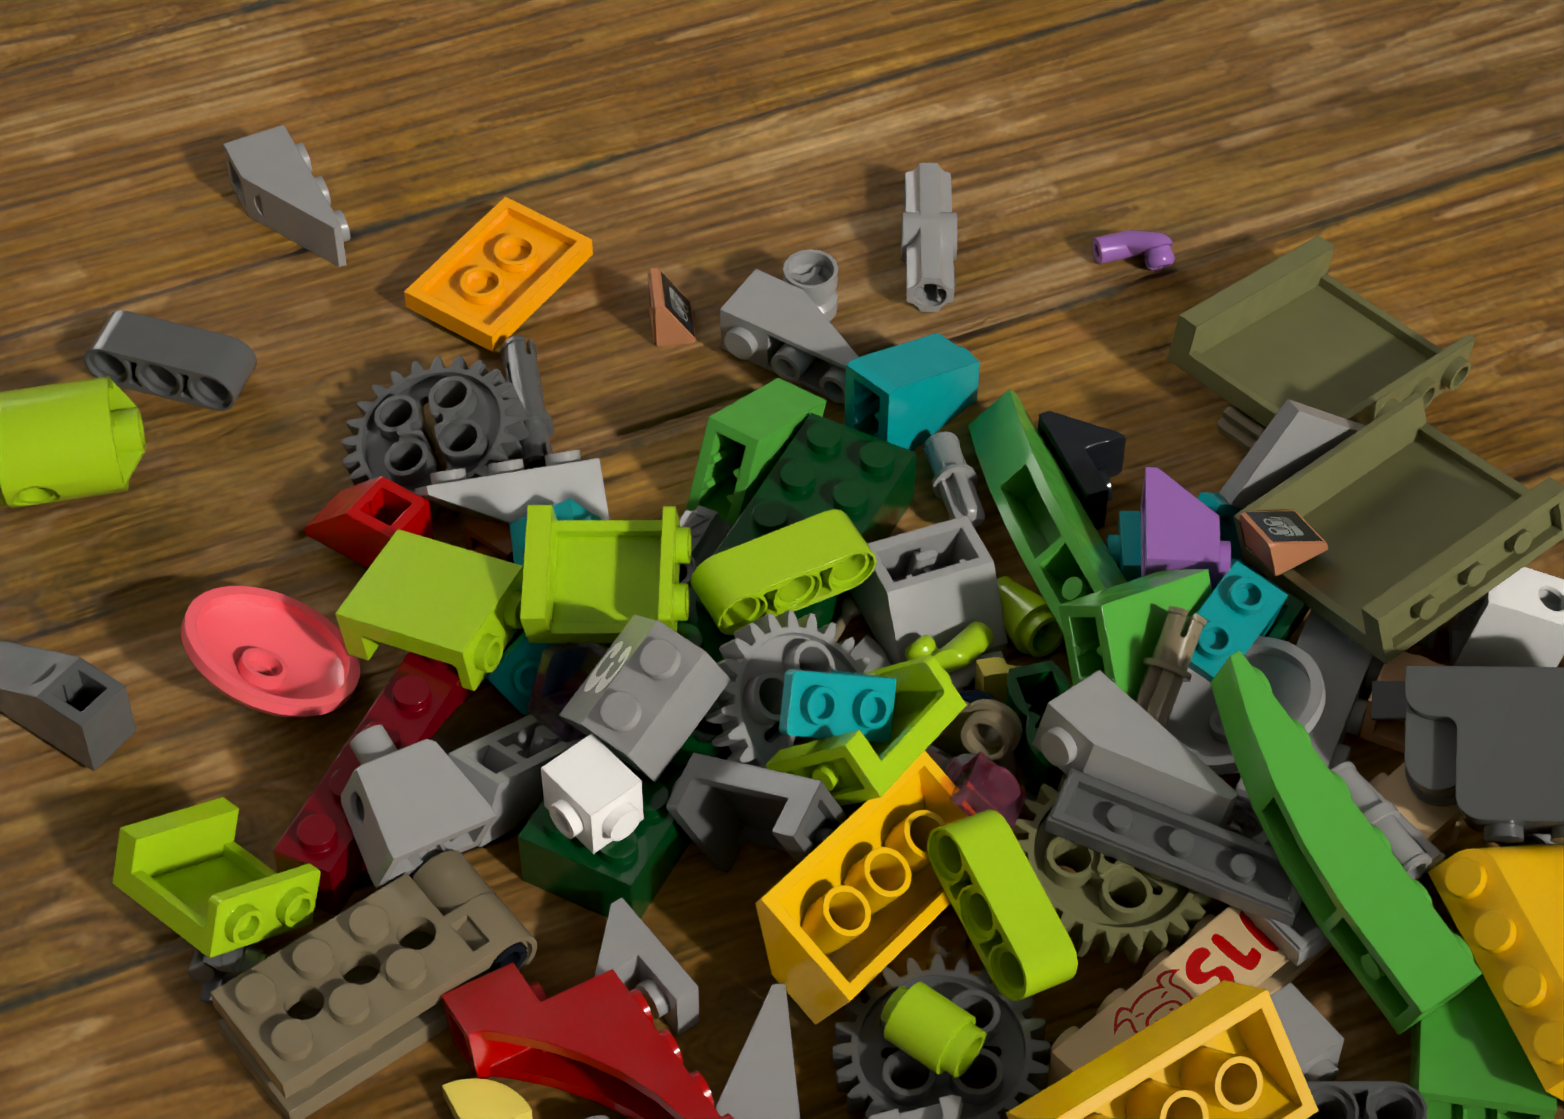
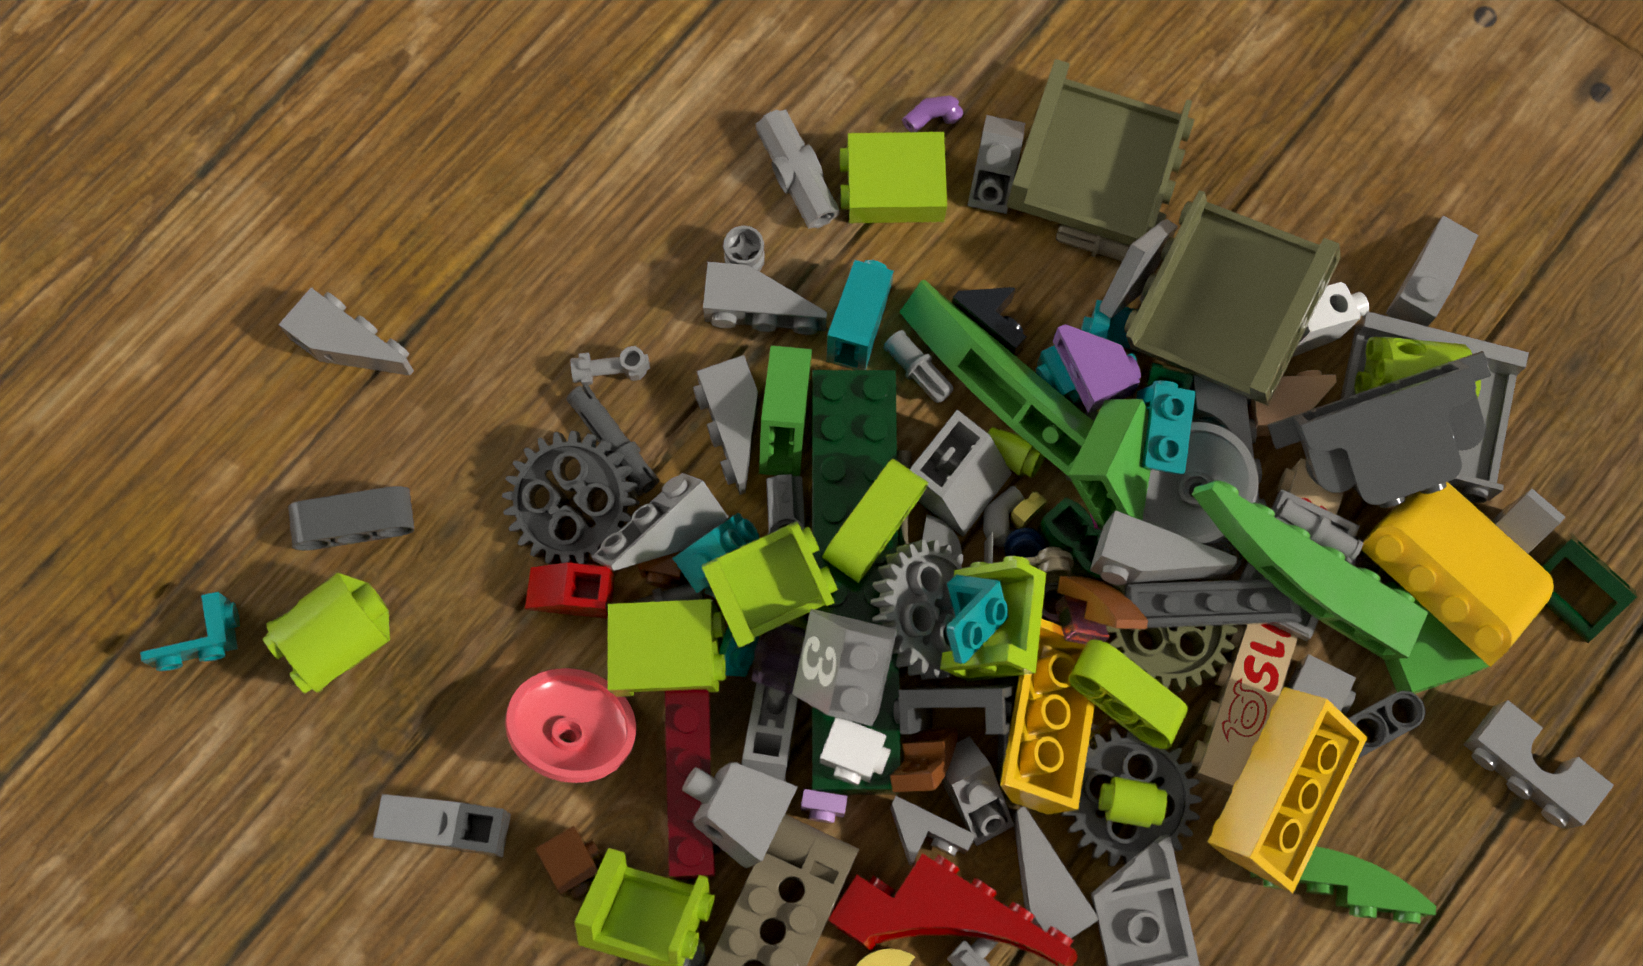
camera: 30 degrees left, 25 degrees up
(166, 784) = (571, 862): none -> reddish brown brick
(498, 273) = (528, 336): light orange plate -> none
(526, 881) = (823, 805): none -> lavender plate
(600, 338) = (631, 363): none -> light grey bar
(669, 312) = (660, 314): nougat slope -> none
(676, 444) = (733, 406): none -> light grey slope
(685, 866) = (926, 760): none -> dark orange slope
(730, 956) = (976, 793): none -> light grey slope
(958, 652) = (985, 519): lime arm -> none
(1024, 777) = (1104, 602): none -> dark orange slope
(1044, 287) = (894, 177): none -> lime brick
(1169, 663) = (1152, 483): dark tan axle -> none
(1181, 289) = (996, 164): none -> light grey slope
(1281, 538) = (1161, 337): nougat slope -> none

